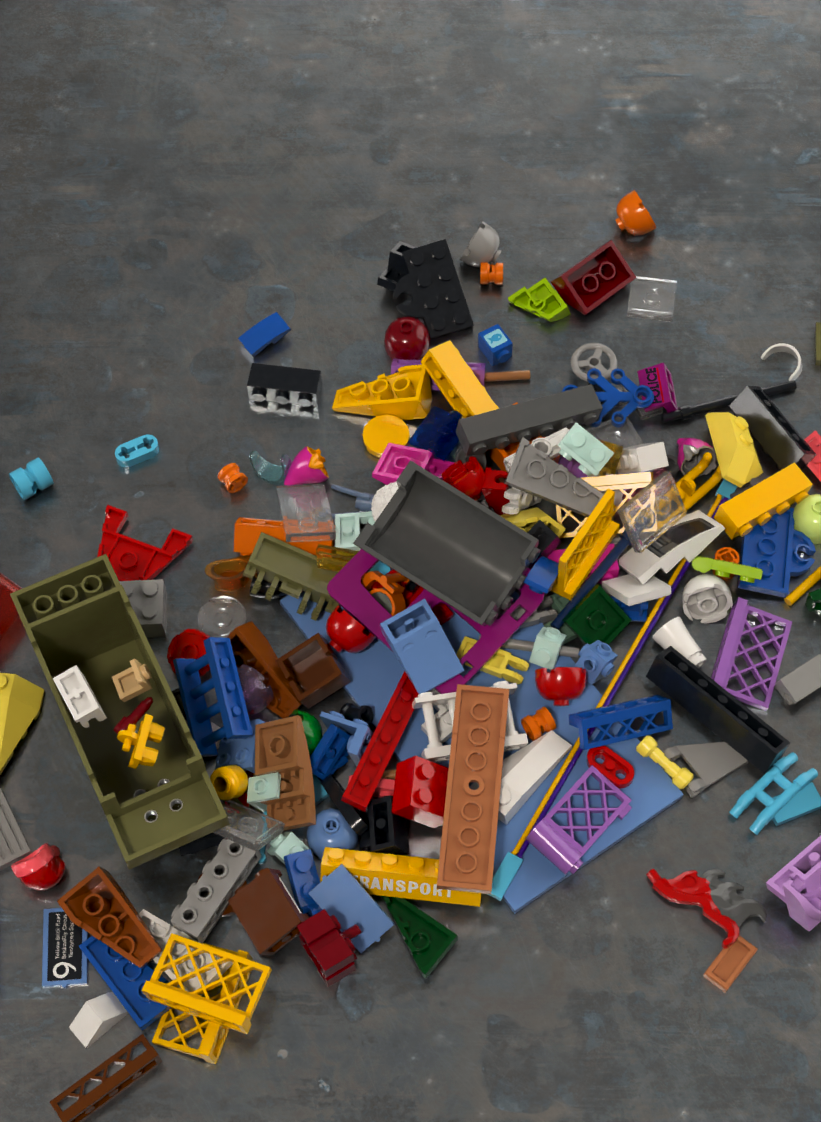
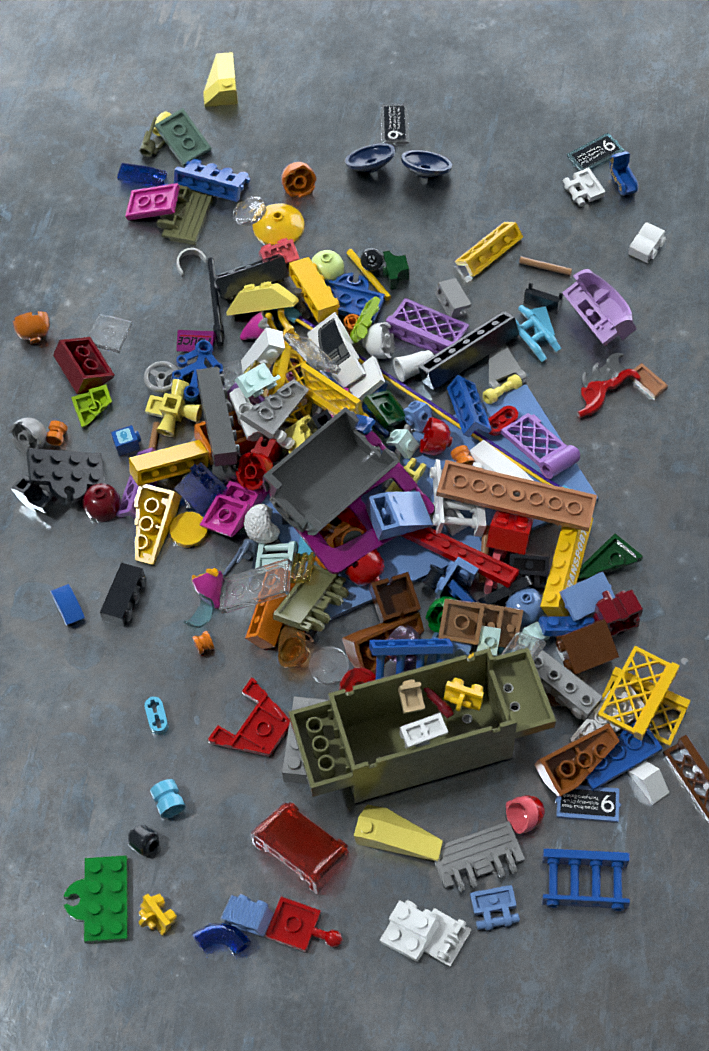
camera: 80 degrees left, 0 degrees up
(548, 378) = (172, 408): none -> light yellow brick

